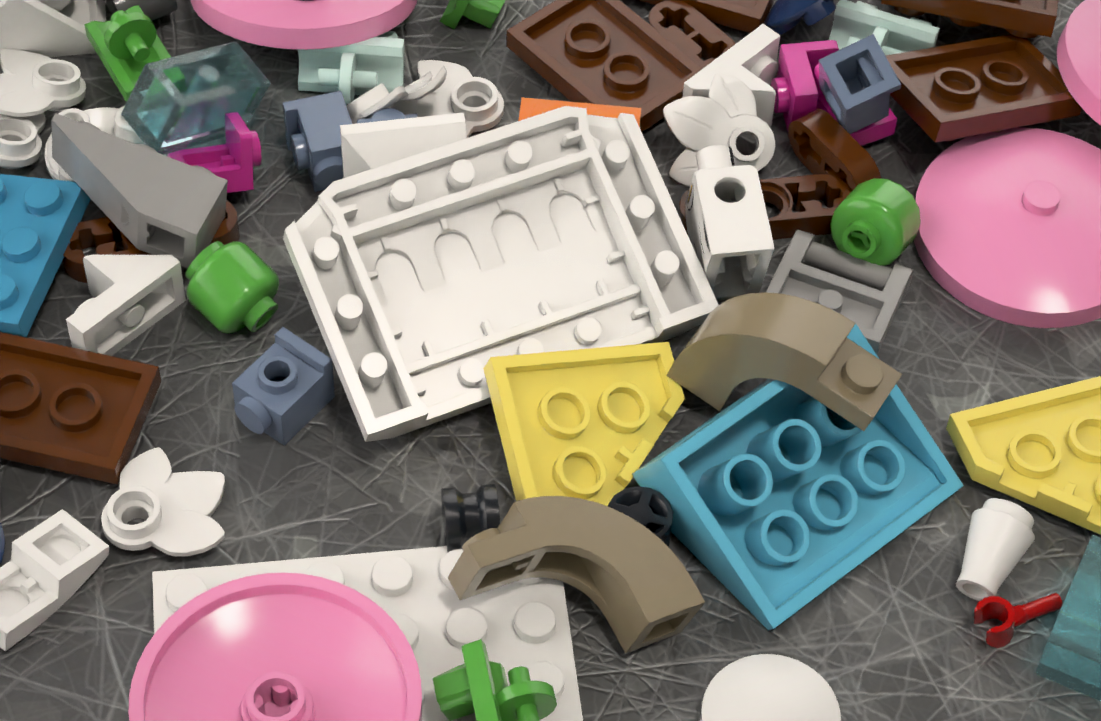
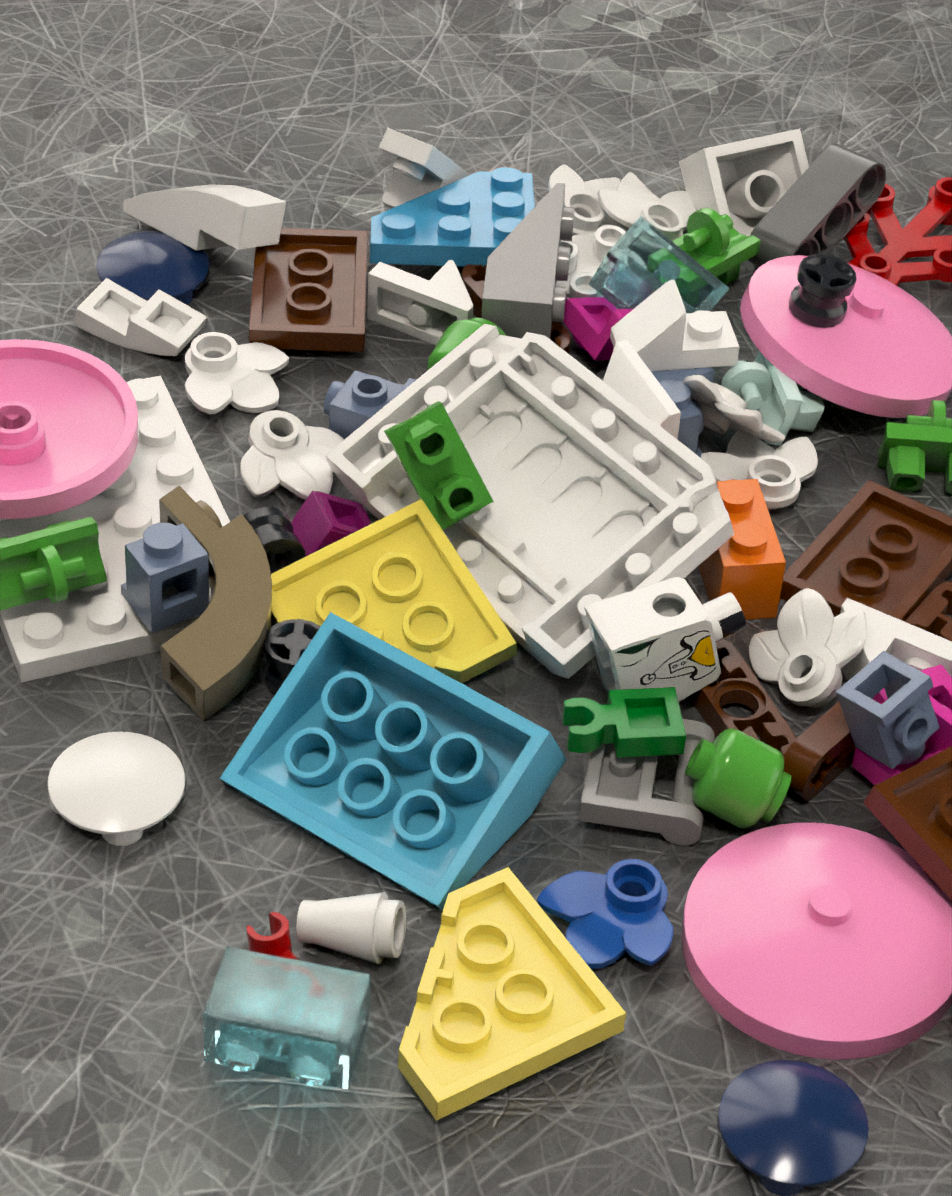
camera: 75 degrees right, 10 degrees down
(299, 105) = (676, 339): none -> white slope
(322, 477) = (291, 460): none -> white plate
(436, 462) = (326, 520): none -> magenta slope
(468, 325) = (439, 465): none -> bright green hips
(546, 602) = (162, 559): none -> sand blue brick
(785, 342) = (481, 685): dark tan arch -> none
(814, 266) = (633, 719): none -> green plate
(1000, 362) = (613, 912): none -> blue plate

